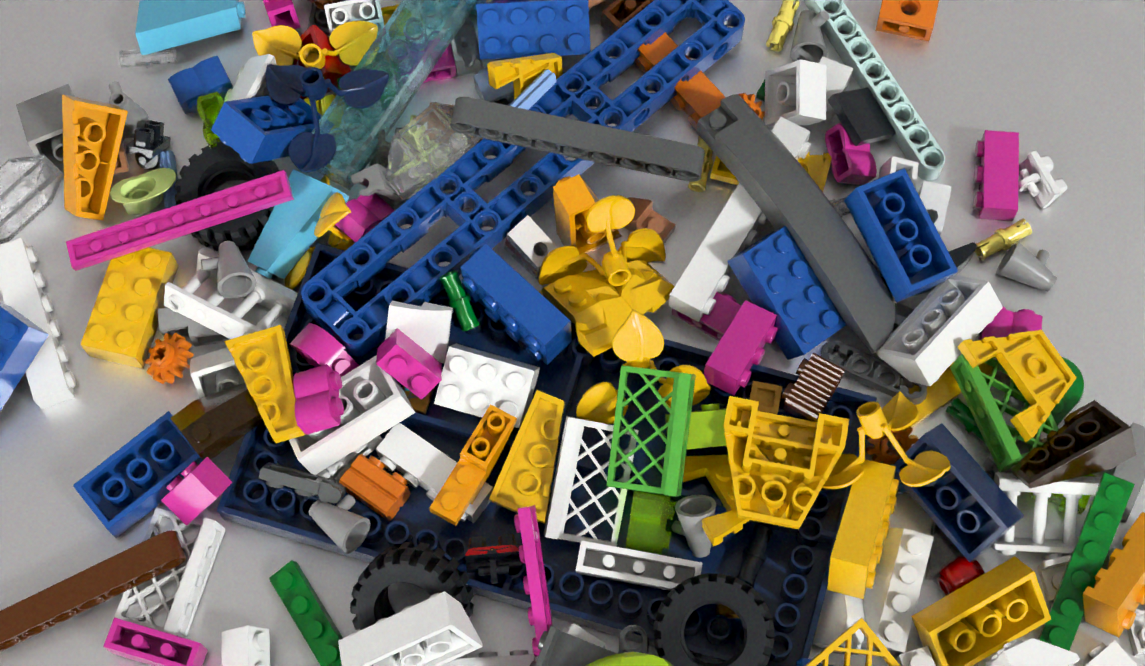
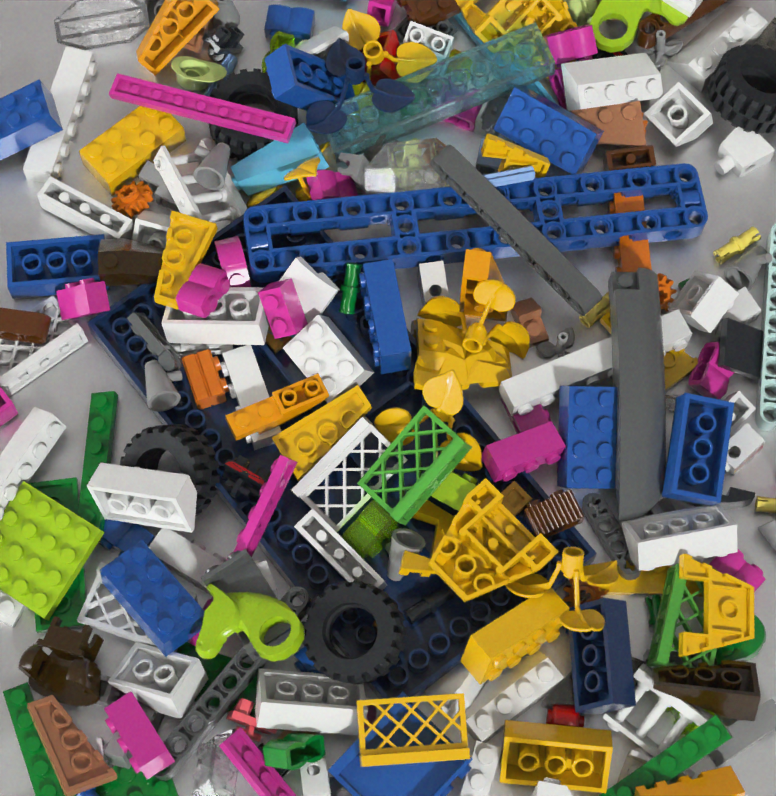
camera: 30 degrees right, 0 degrees up
(129, 401) = (84, 211): none -> white brick
(690, 217) = (564, 341): none -> light grey plant

